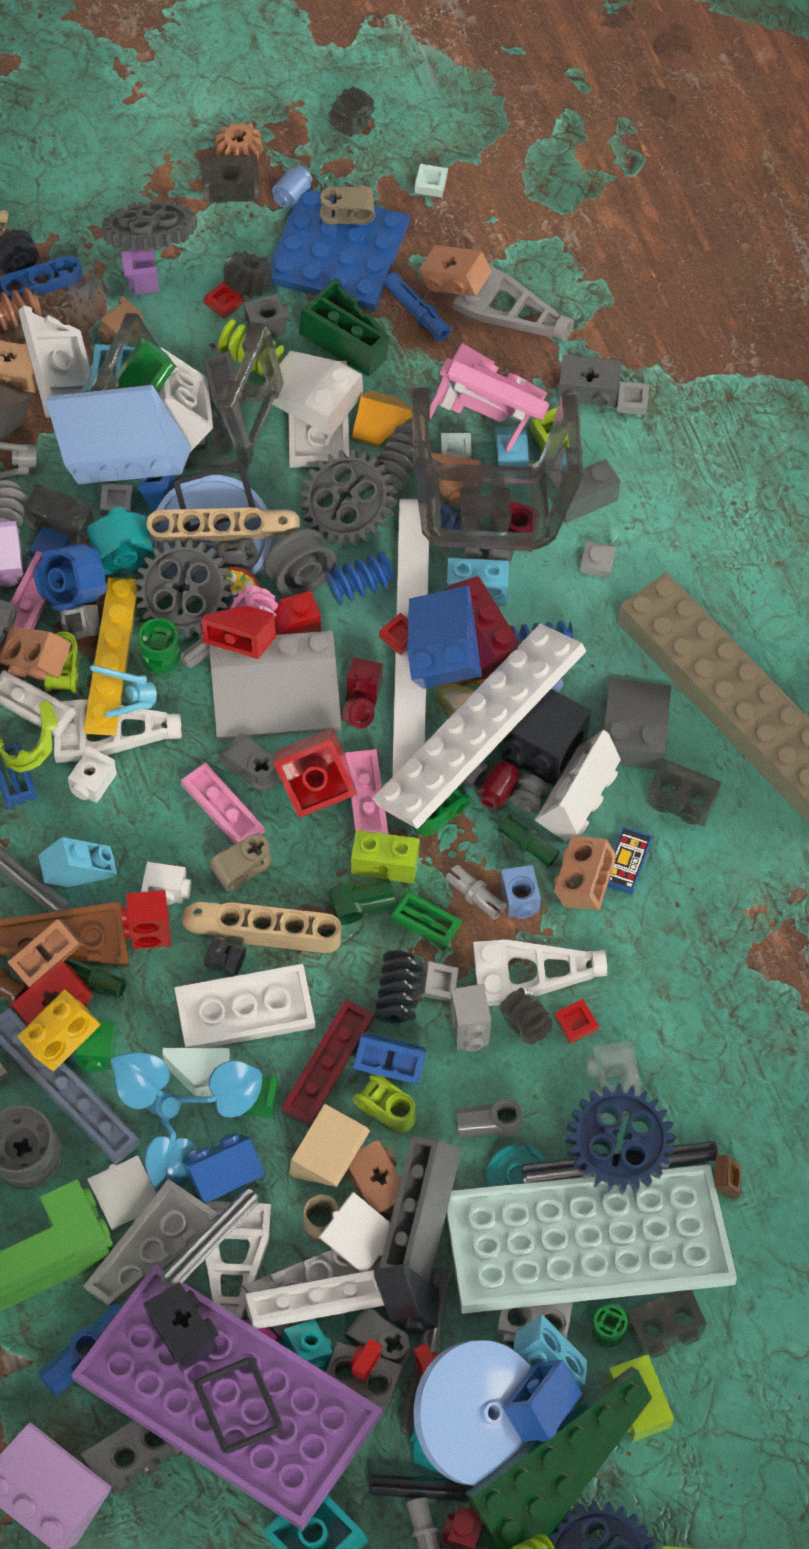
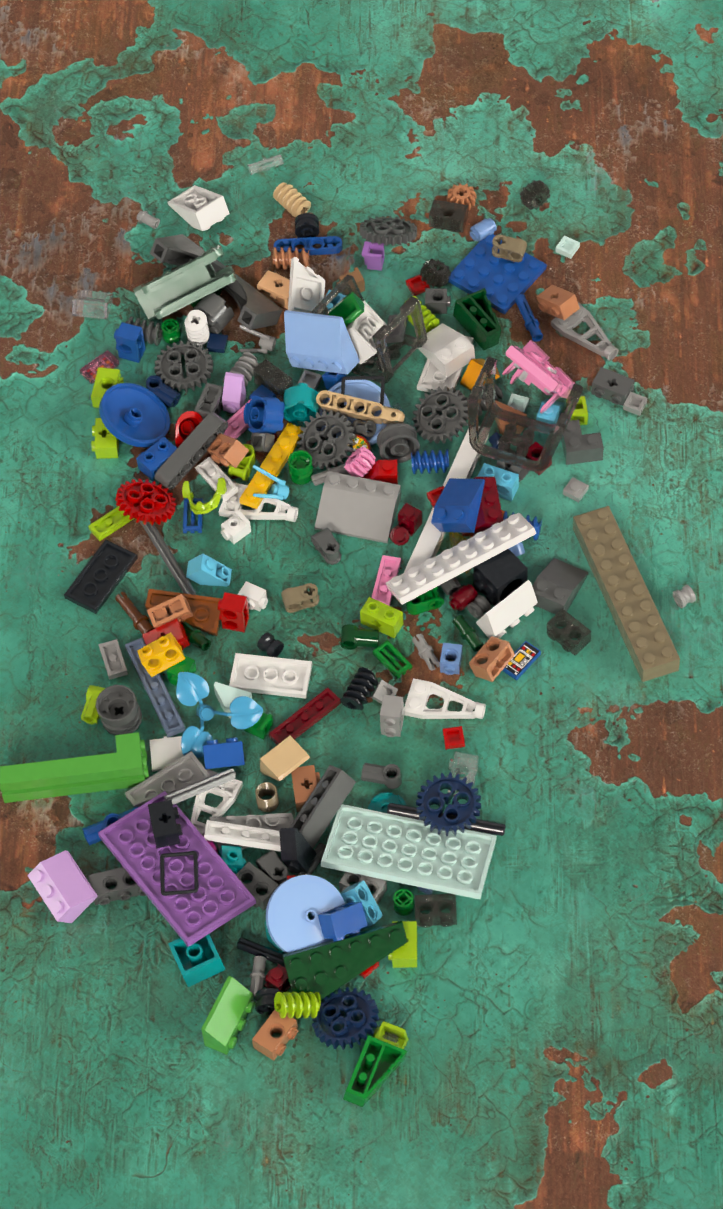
camera: 25 degrees right, 5 degrees down
(221, 804) = (302, 563): bright pink tile -> none
(240, 630) = (345, 469): red slope -> none
(276, 935) = (304, 641): tan piece -> none
(315, 772) = (360, 560): red slope -> none
(357, 1233) = (281, 808): white piece -> none
(365, 1360) = (258, 873): red plate -> none
(381, 1099) = (326, 747): lime piece -> none
(389, 1058) = (338, 724): blue brick -> none
(526, 1016) = (424, 725): clear smoke gear -> none
(728, 1176) = (504, 845): reddish brown tile -> none

